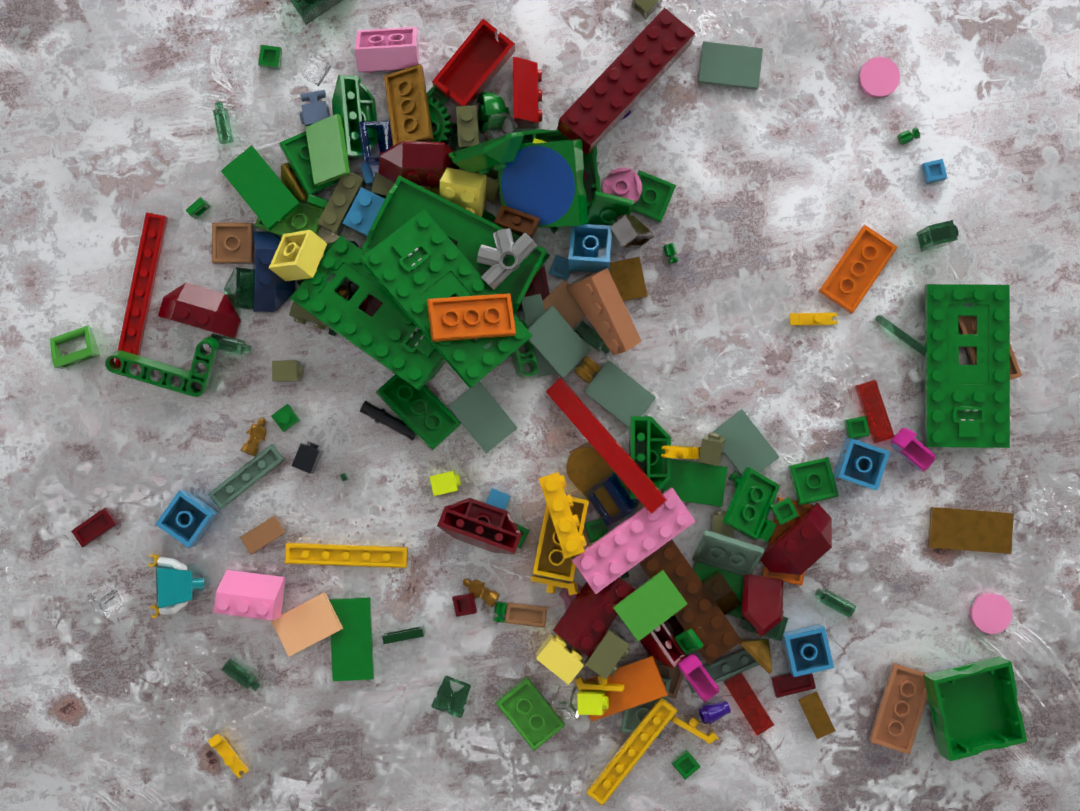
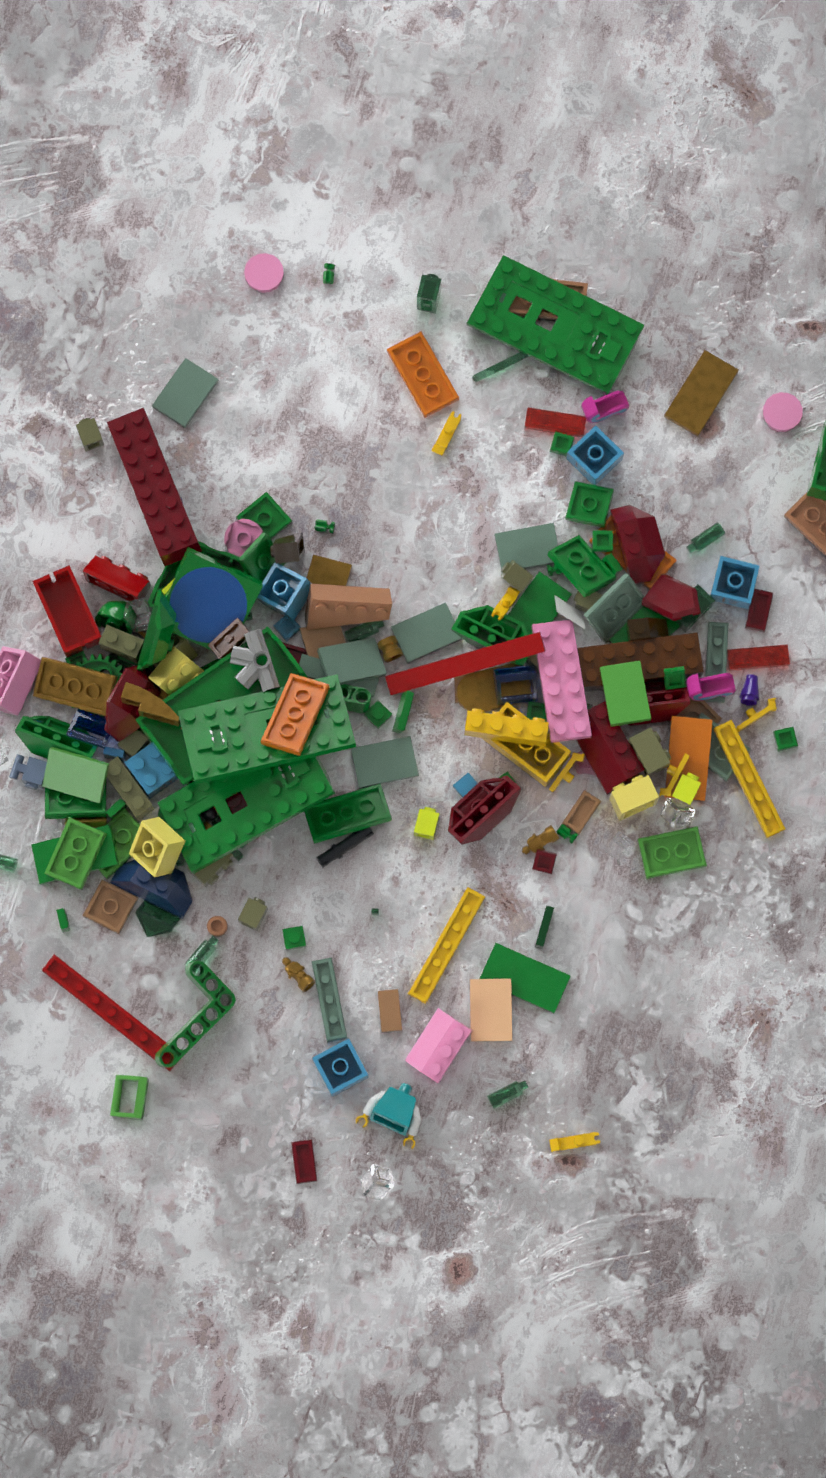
camera: 65 degrees left, 10 degrees down
(201, 309) = (155, 965): dark red wedge -> none
(259, 187) = (75, 853): none -> bright green tile
(262, 345) = (217, 926): none -> nougat tile
(307, 457) = (340, 934): black brick -> none
(416, 179) = (149, 704): none -> pearl gold slope
(451, 701) = (625, 917): clear green piece -> none
(523, 389) = (377, 714): none -> green plate
(535, 410) = (403, 712): none -> green tile
(702, 514) = (569, 612): none -> white sticker
(759, 650) = (715, 624): pearl gold slope -> none
(816, 715) = (797, 603): pearl gold slope -> none
(934, 171) = (371, 267): dark azure tile -> none

